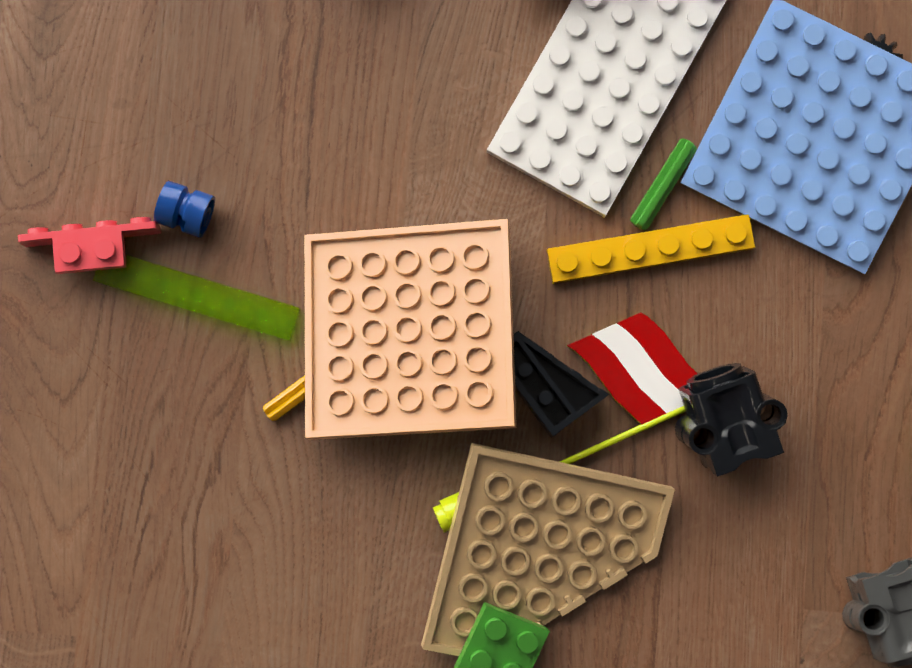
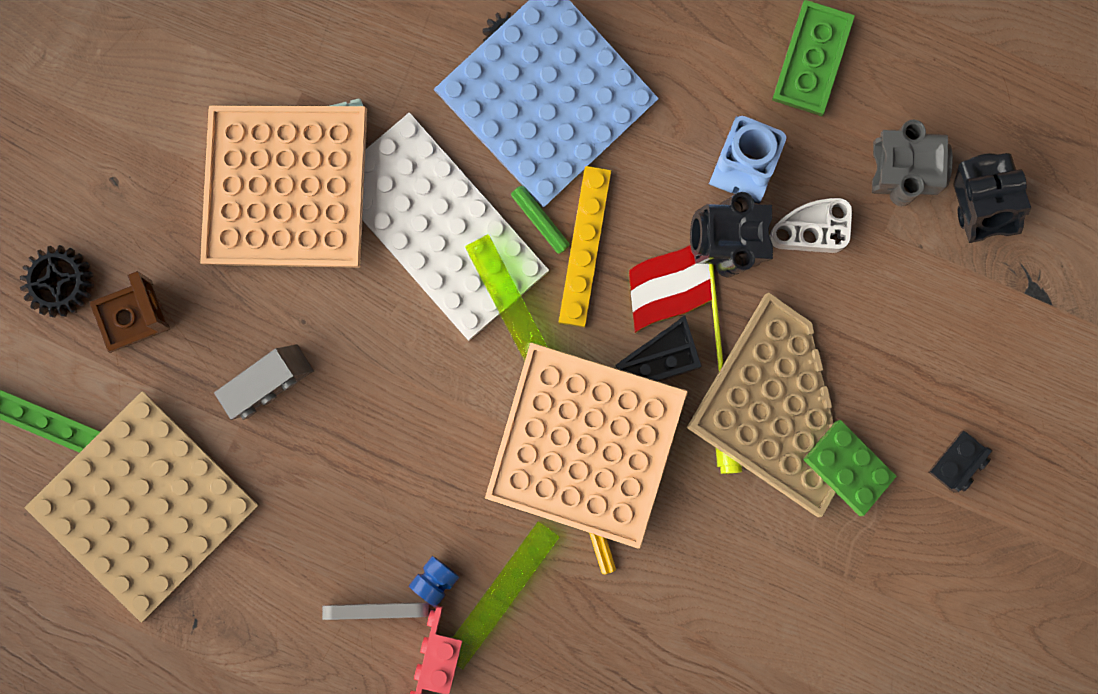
camera: 70 degrees left, 0 degrees up
(127, 153) = (374, 611): none -> light grey beam
(557, 169) = (504, 294): none -> clear neon green plate
(788, 519) = (819, 220): none -> white beam
(809, 408) = (739, 173): none -> light blue piece

